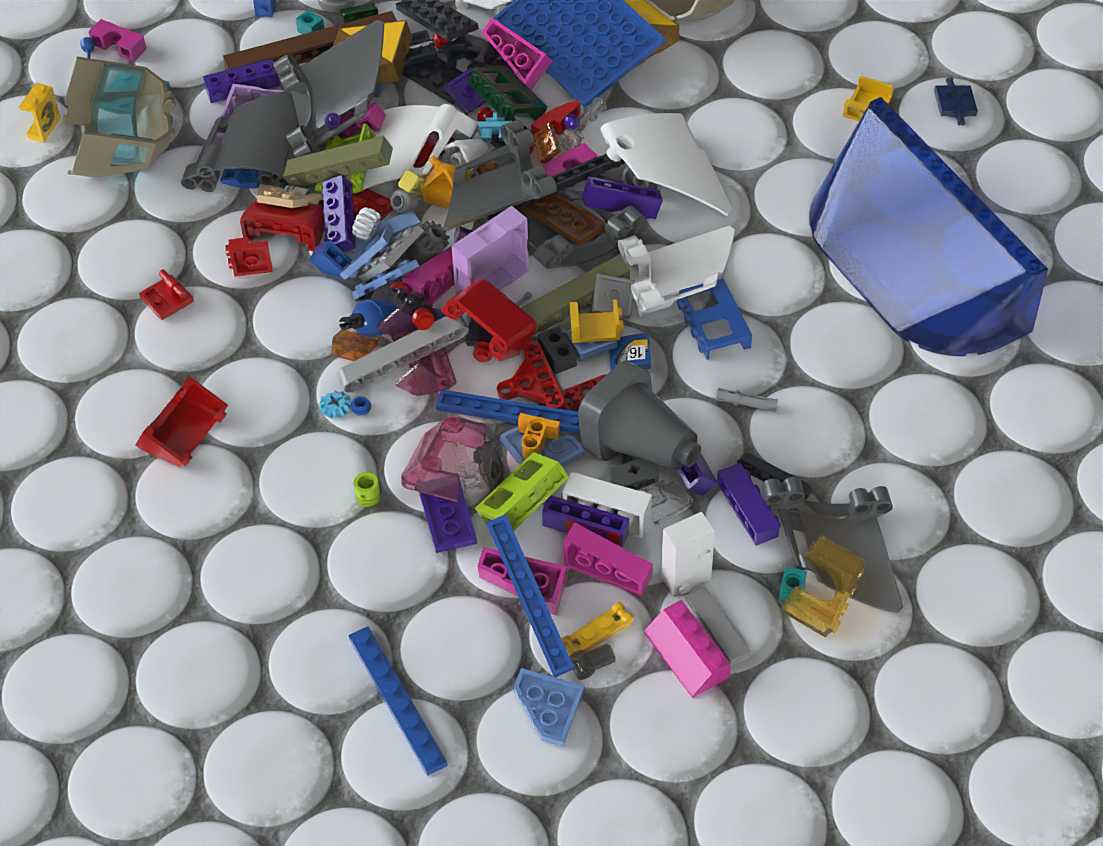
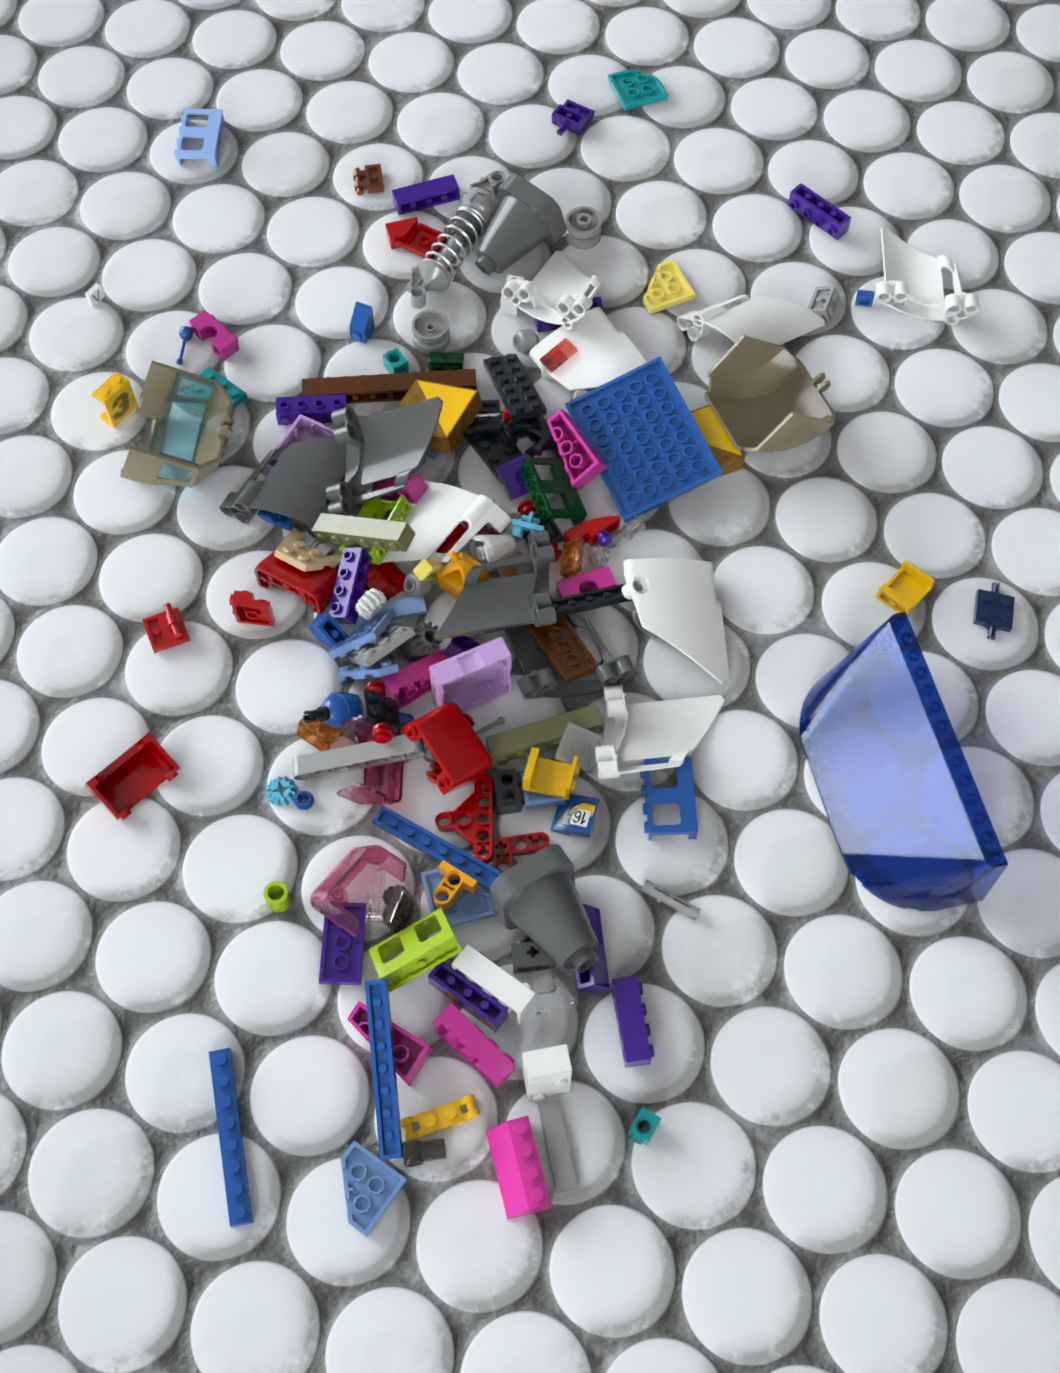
camera: 15 degrees right, 10 degrees up
(335, 119) = (377, 483): dark purple hinge -> none
(617, 196) = (622, 640): dark purple brick -> none
(763, 471) = (668, 996): black beam -> none
(844, 570) = (699, 1129): clear yellow arch -> none
(848, 525) = (709, 1091): dark grey panel -> none

